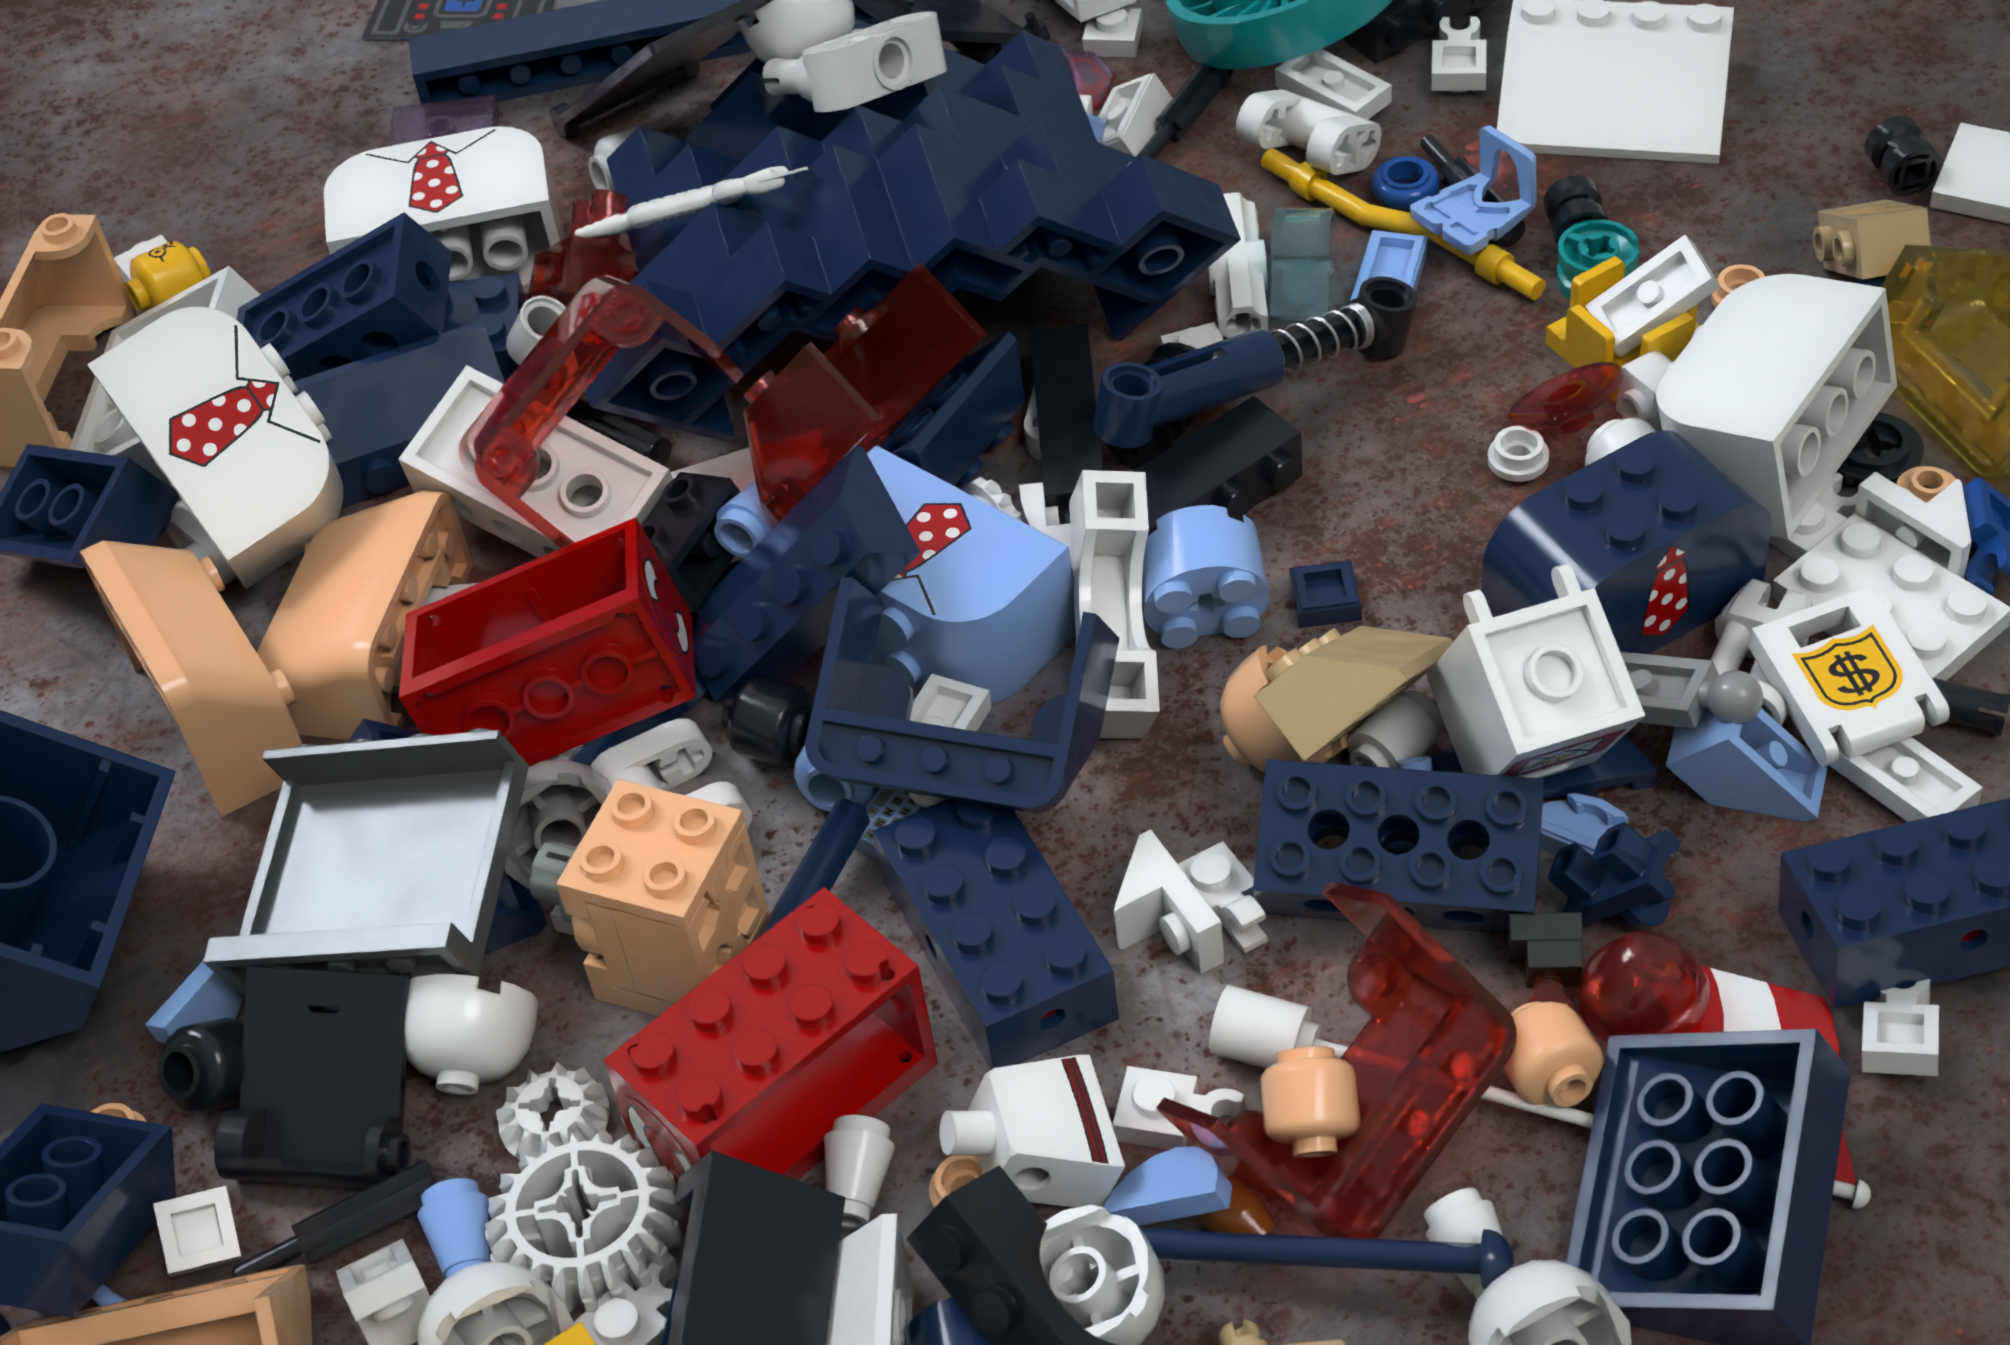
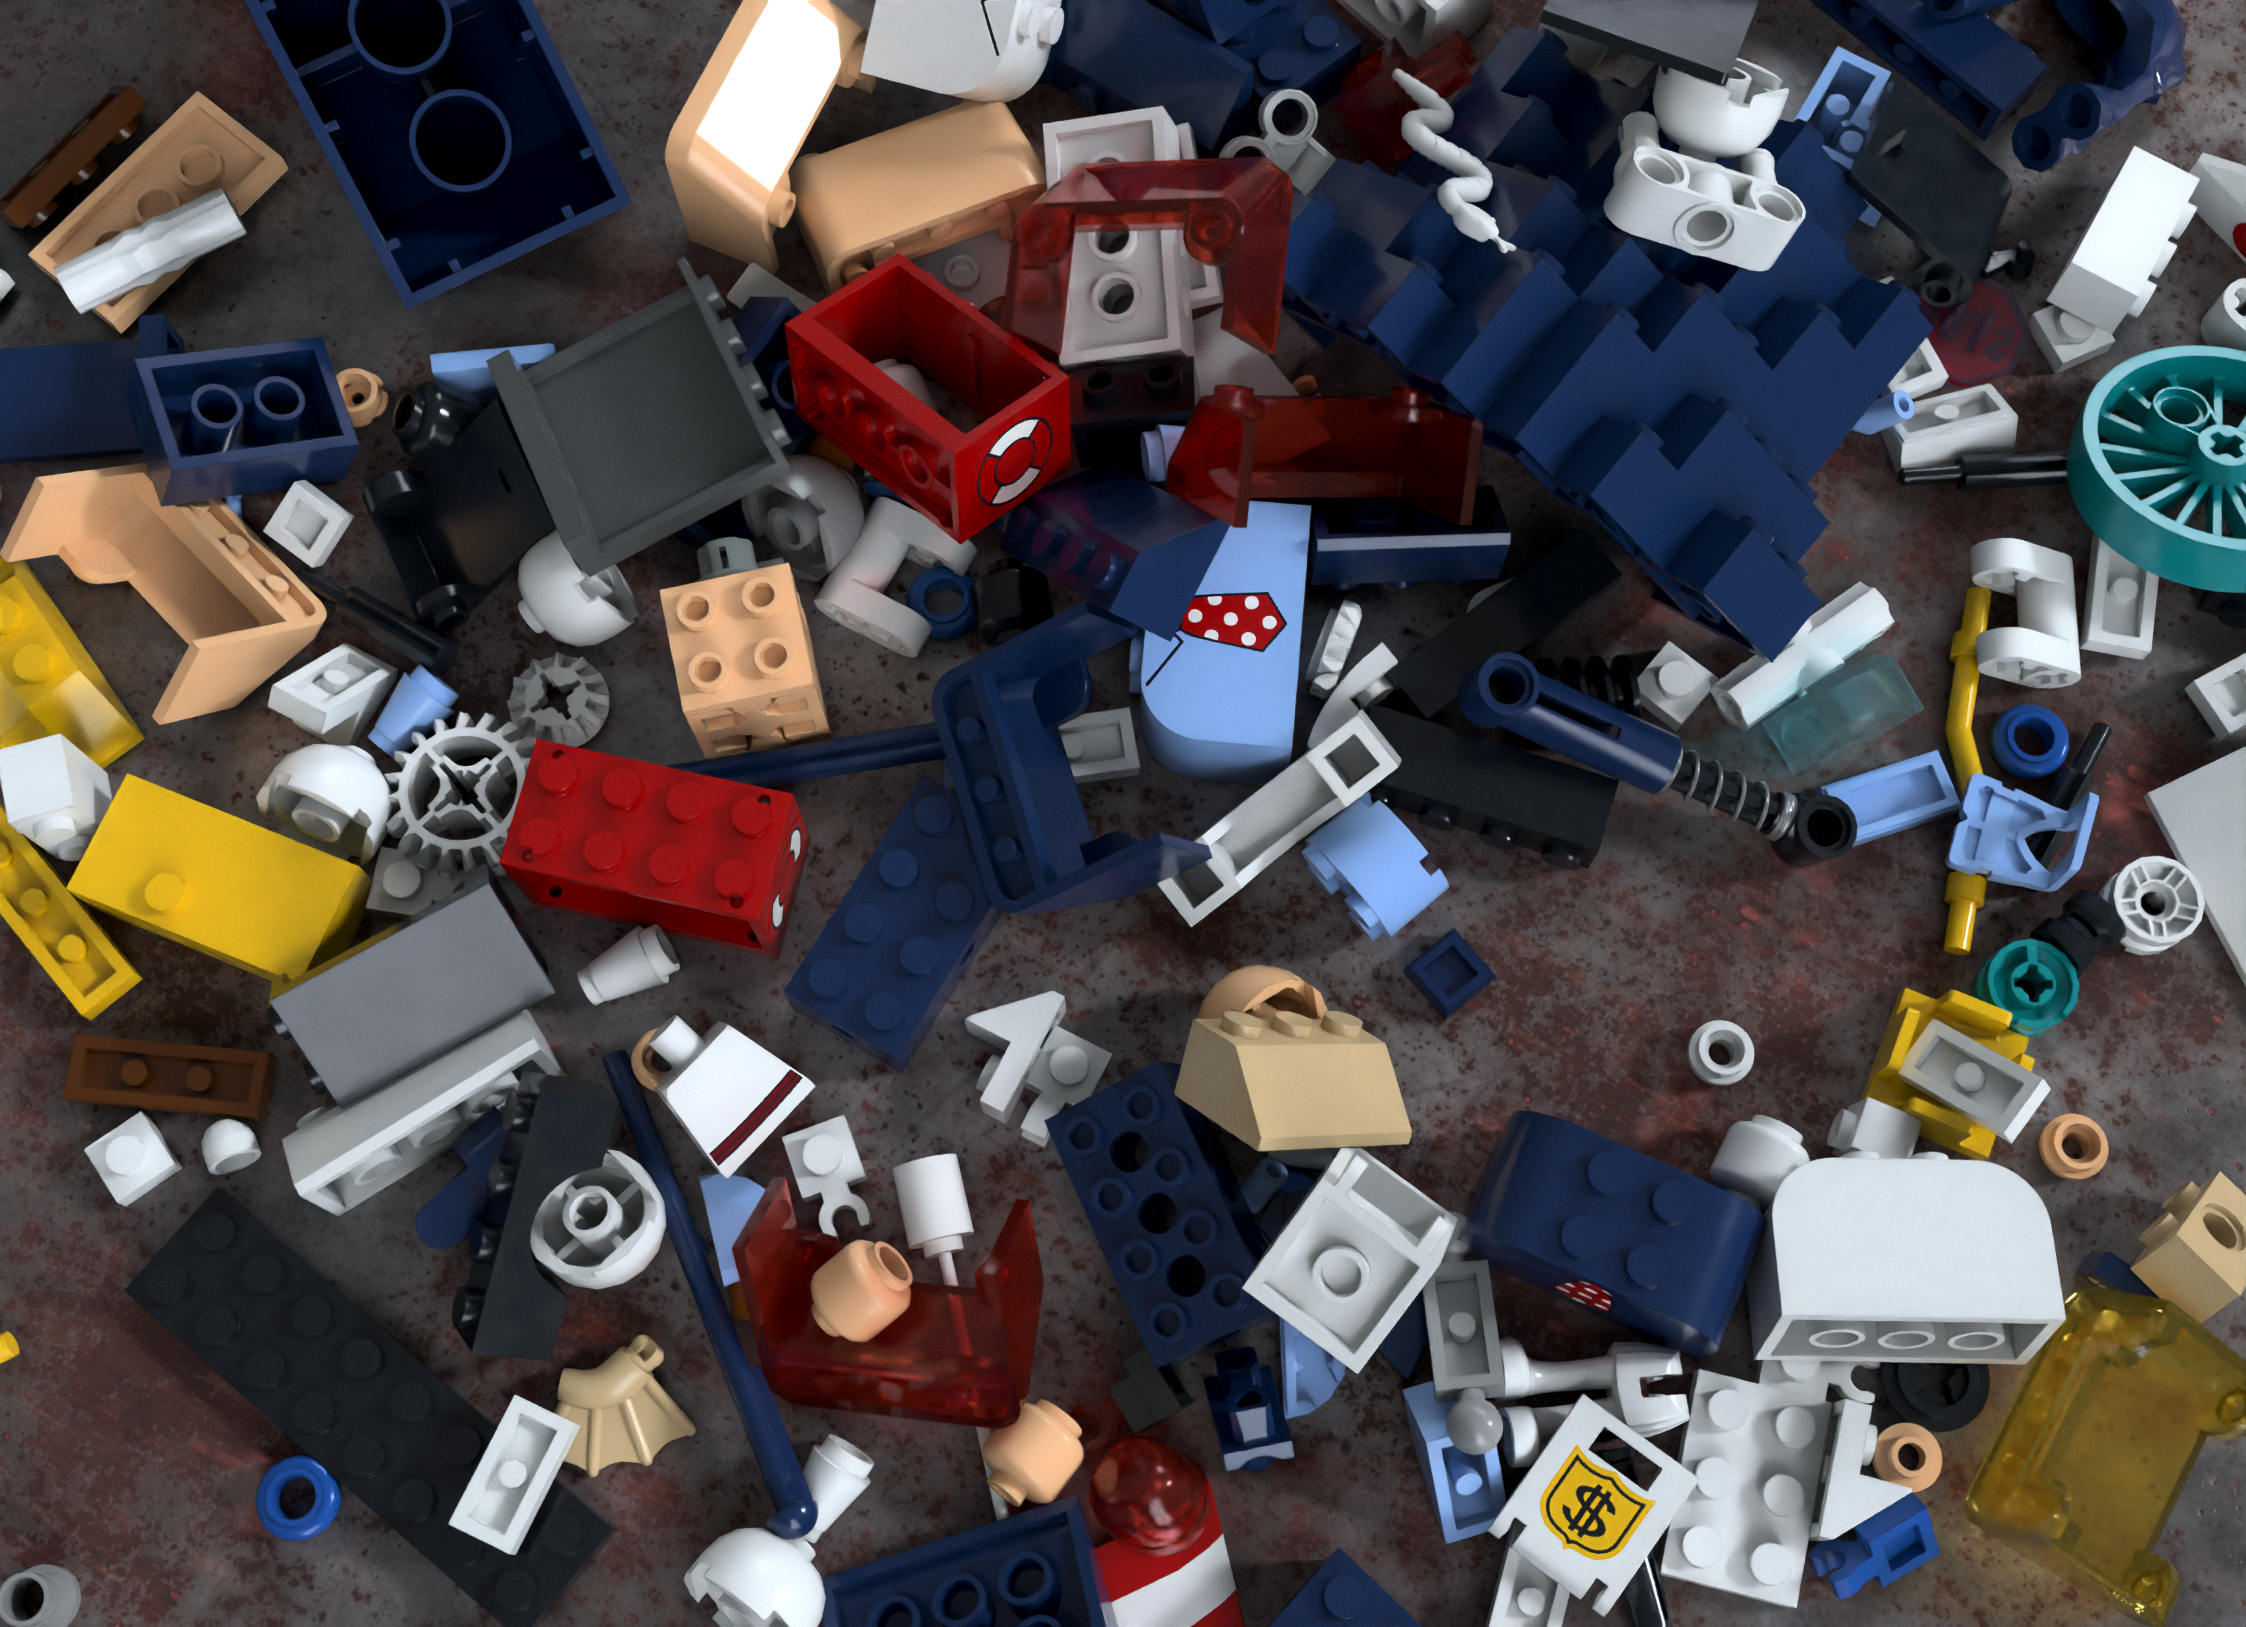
camera: 50 degrees right, 25 degrees up
(722, 760) = (936, 580): none -> blue piece
(1567, 398) = (1812, 1059): clear red dish -> none
(1588, 155) = (2167, 888): none -> white wheel

